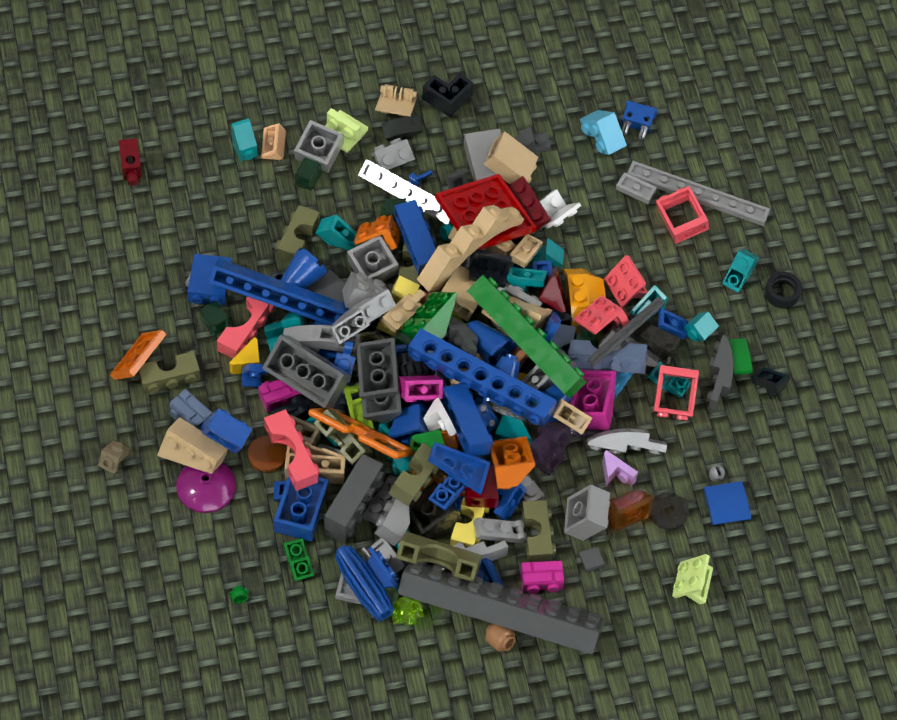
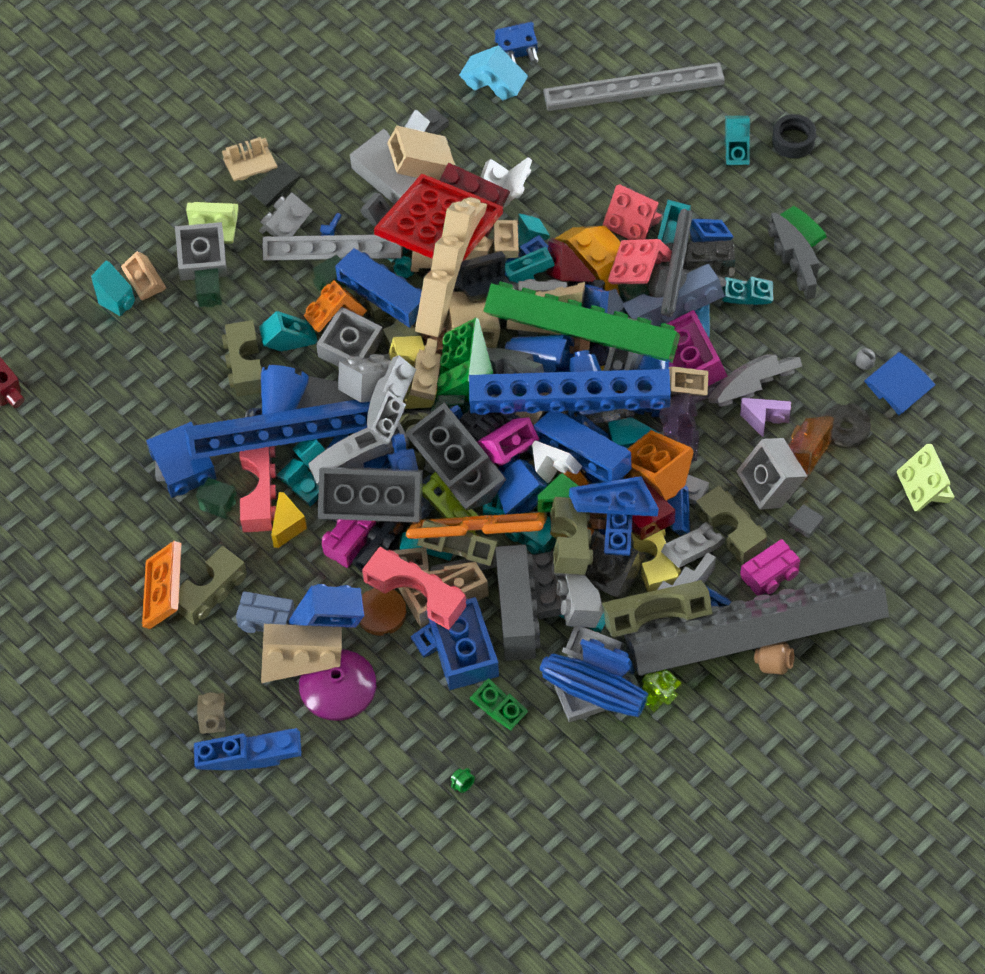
camera: 25 degrees left, 0 degrees up
(116, 495) = (245, 752): none -> blue slope
(252, 375) = (304, 534): blue bracket -> none
(450, 96) = (299, 126): black brick -> none
(636, 188) = (568, 115): light grey plate -> none
(676, 372) = (778, 271): coral window -> none
(690, 228) = (655, 127): coral window -> none
(701, 326) = (741, 218): teal brick -> none
(771, 380) = (851, 232): black slope -> none

